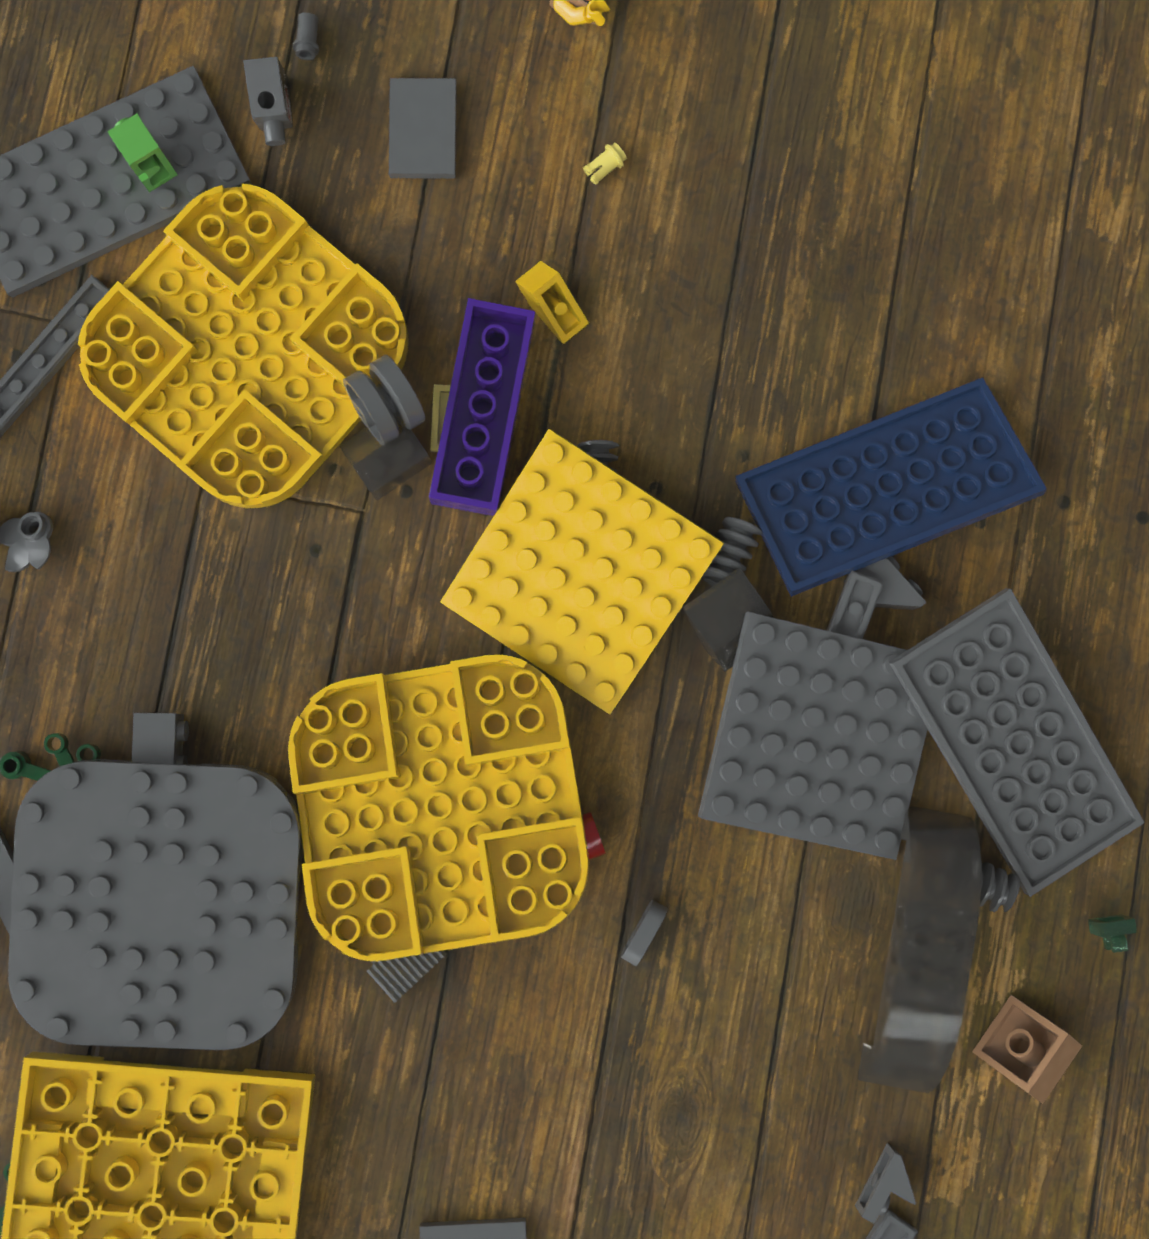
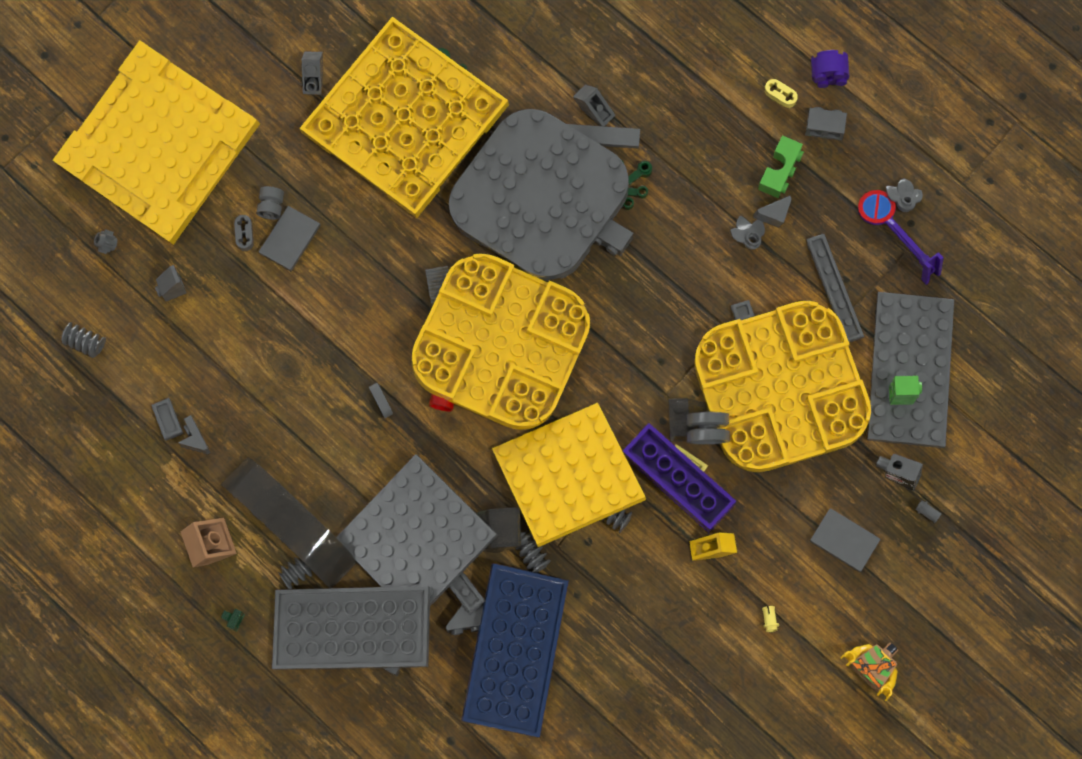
camera: 130 degrees right, 10 degrees down
(162, 475) = (742, 310): none -> dark grey tile

